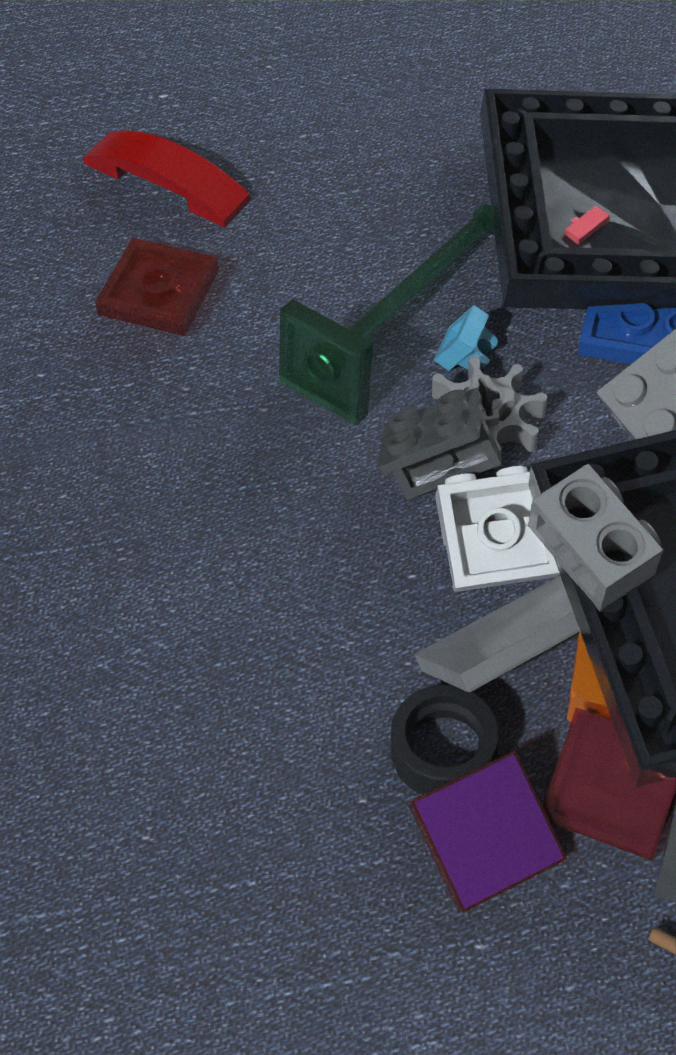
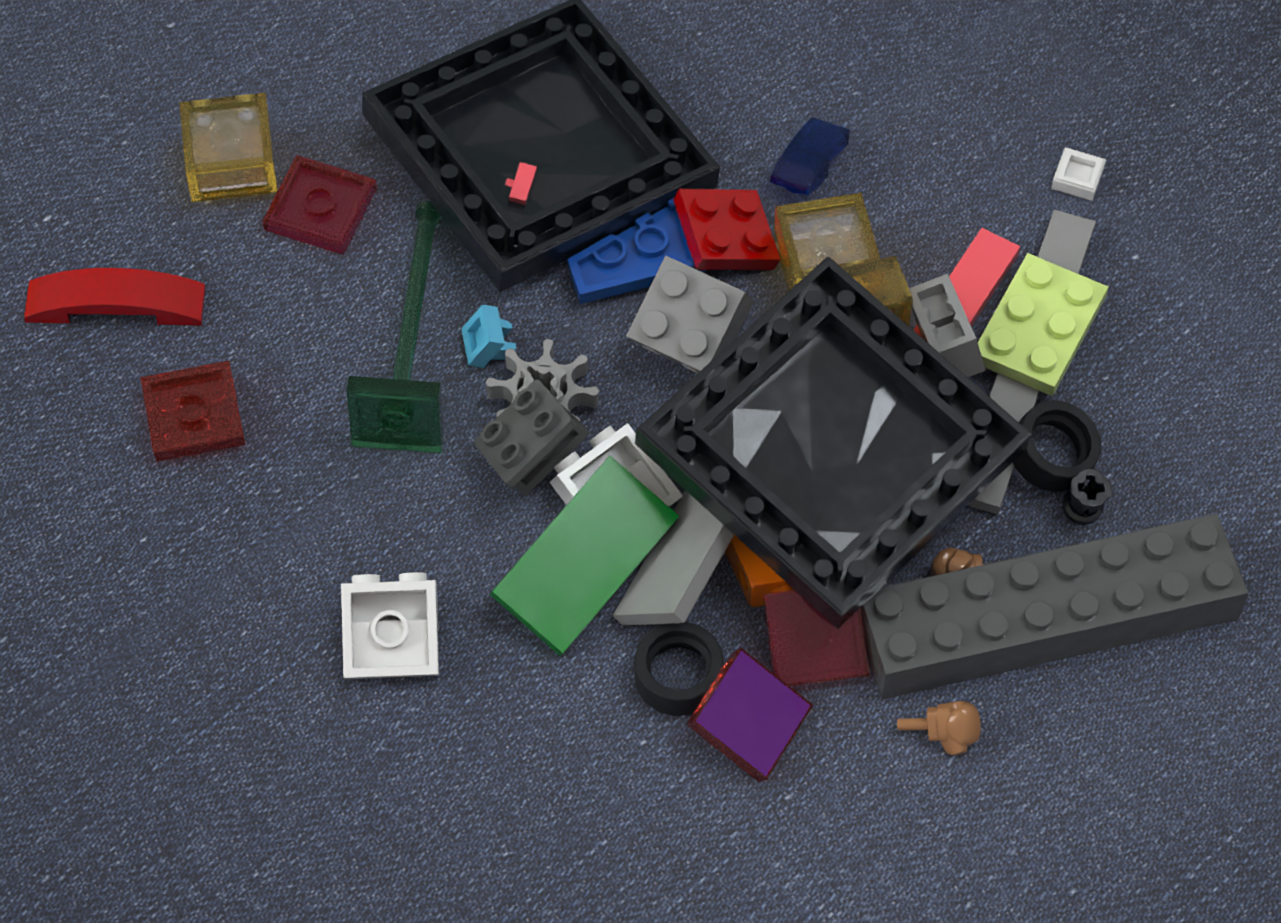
camera: 35 degrees left, 5 degrees up
(186, 552) = (390, 627): none -> white plate
(342, 92) = (228, 147): none -> piece
(395, 175) = (319, 204): none -> clear red tile
(419, 578) = (584, 555): none -> green tile
(581, 542) = (715, 474): light grey brick -> none

